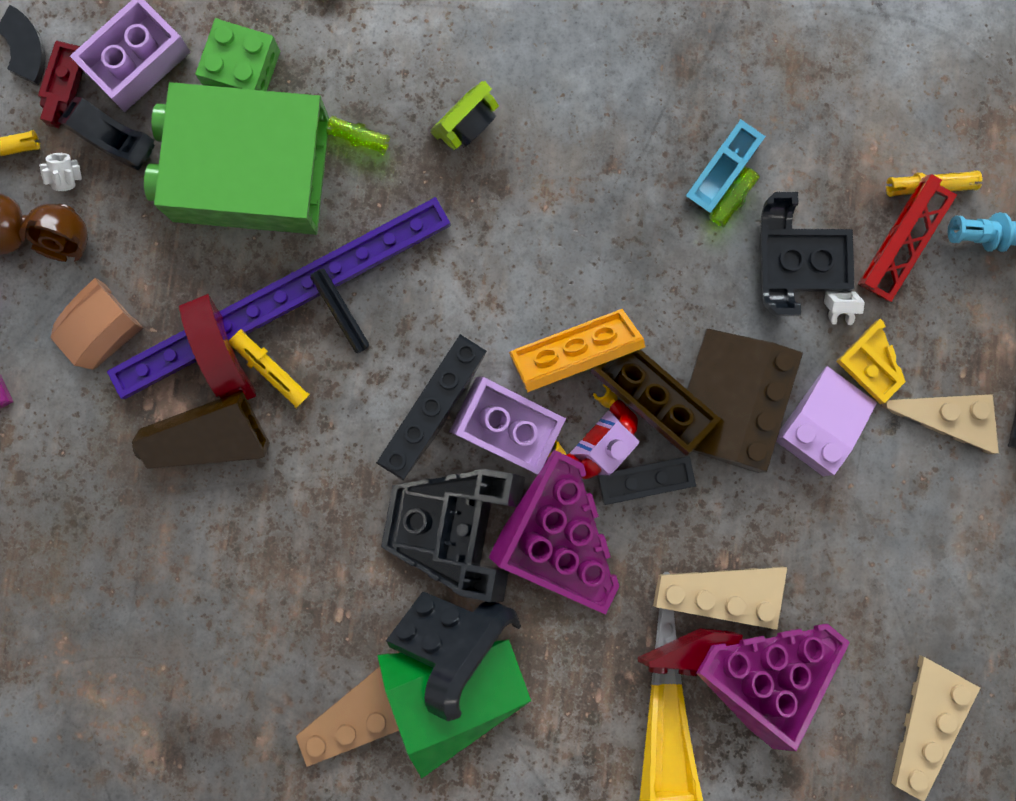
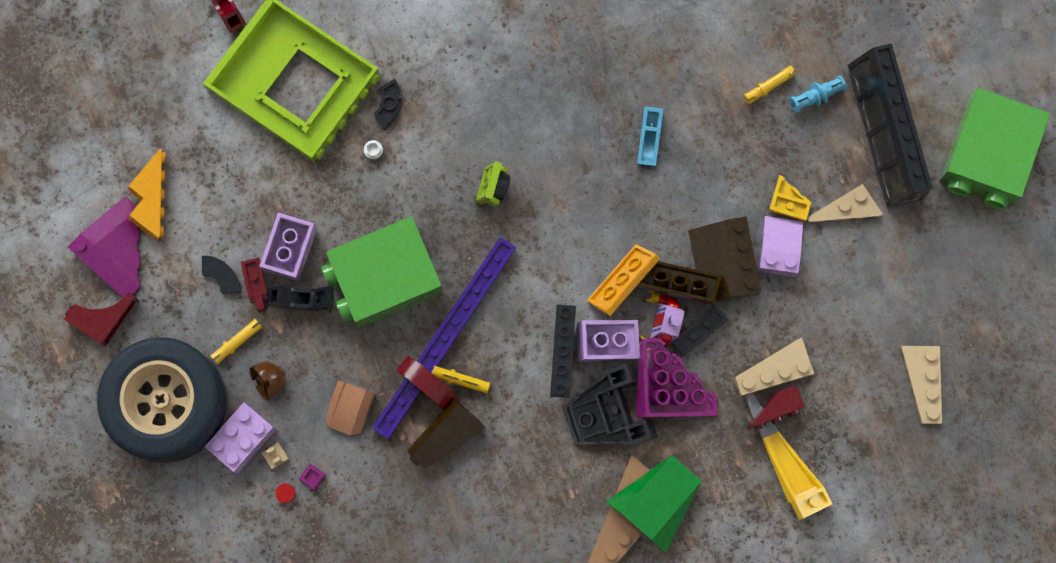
camera: 15 degrees left, 5 degrees down
(55, 232) = (302, 367): reddish brown cylinder -> none
(60, 171) = (284, 333): white gear -> none
(237, 57) = (349, 219): bright green piece -> none
(339, 310) = (482, 327): black axle -> none
(358, 134) = (437, 225): clear neon green pin -> none
(451, 643) = (641, 470): black piece -> none
(734, 196) = (664, 150): clear neon green pin -> none
(775, 680) = (826, 400): magenta slope -> none
(800, 257) = (718, 165): black piece -> none
(841, 303) = (754, 177): white tile -> none
(900, 231) = (764, 123): red fence -> none

